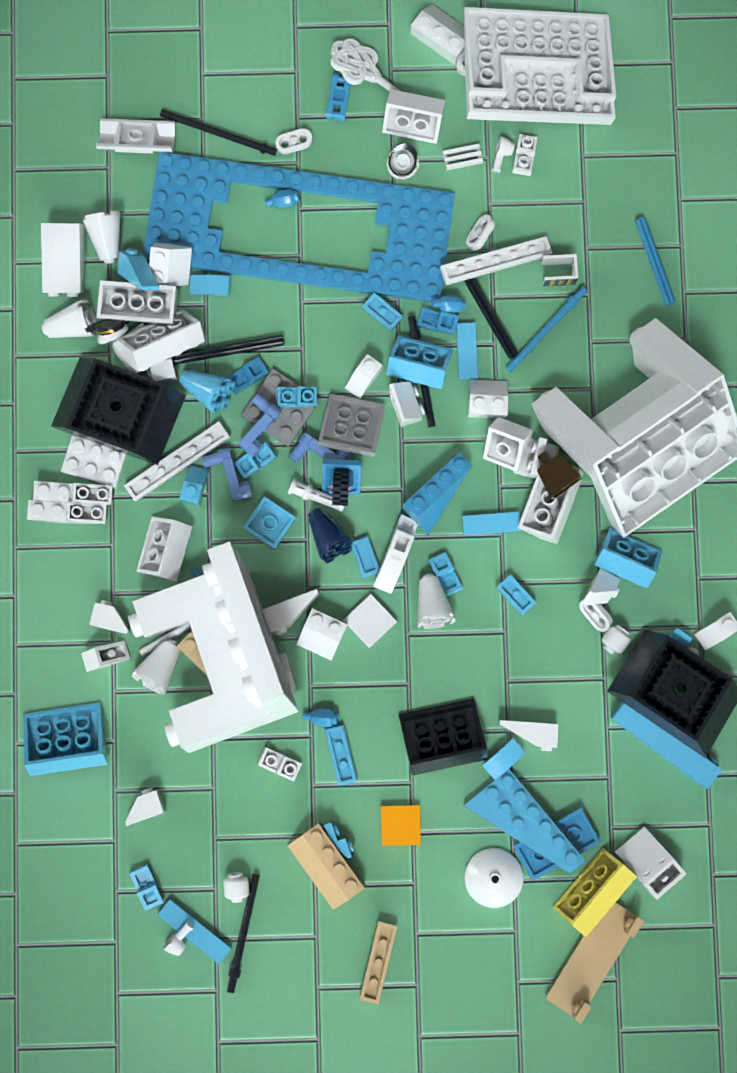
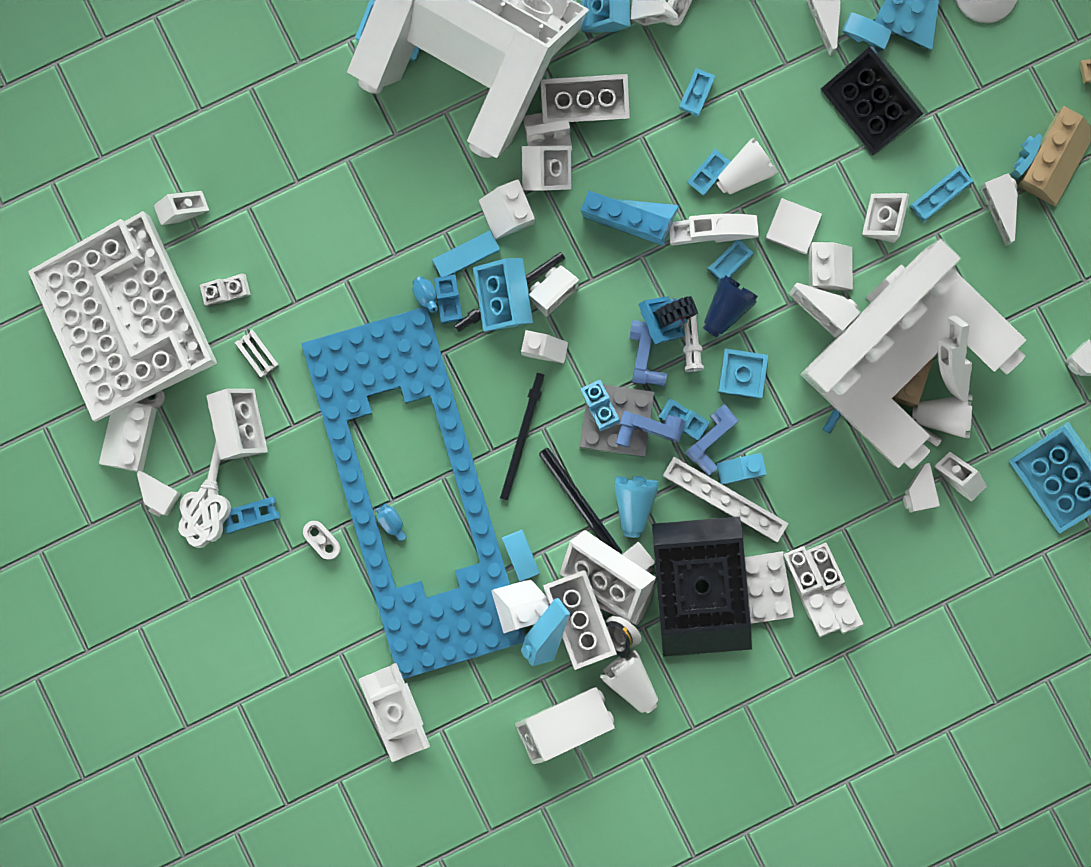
camera: 115 degrees left, 0 degrees up
(104, 234) = (519, 693): white cone -> none
(164, 548) = (822, 469): white slope -> none
(195, 683) = (952, 361): none -> white slope
(248, 375) = (598, 469): dark azure slope -> none
(263, 148) = (348, 629): black bar -> none
(279, 764) = (980, 250): white slope -> none
(311, 801) = (1002, 203): none -> white slope
(322, 717) = (914, 229): dark azure plant -> none
(330, 353) = (534, 395): none -> black bar
(343, 697) = (885, 216): none -> white slope
(351, 425) = (602, 334): light grey plate -> none
(382, 312) = (465, 360): medium azure plate -> none
(388, 34) = (157, 494): none -> white slope
(400, 825) = (980, 103): light orange tile -> none
(403, 161) = (291, 414): white piece -> none
(480, 232) = (333, 297): white plate -> none
(491, 317) = (411, 255): black axle -> none
(491, 523) = (635, 150): medium azure tile -> none
(495, 260) = (357, 266): white plate -> none
(503, 148) = (228, 315): white bar -> none
(556, 474) = (559, 98): dark brown torso -> none
(561, 259) = (325, 184): white piece -> none
(571, 302) = (365, 171): dark azure bar -> none
(606, 148) = (180, 207): none -> white slope
(655, 261) = (280, 105): dark azure axle -> none

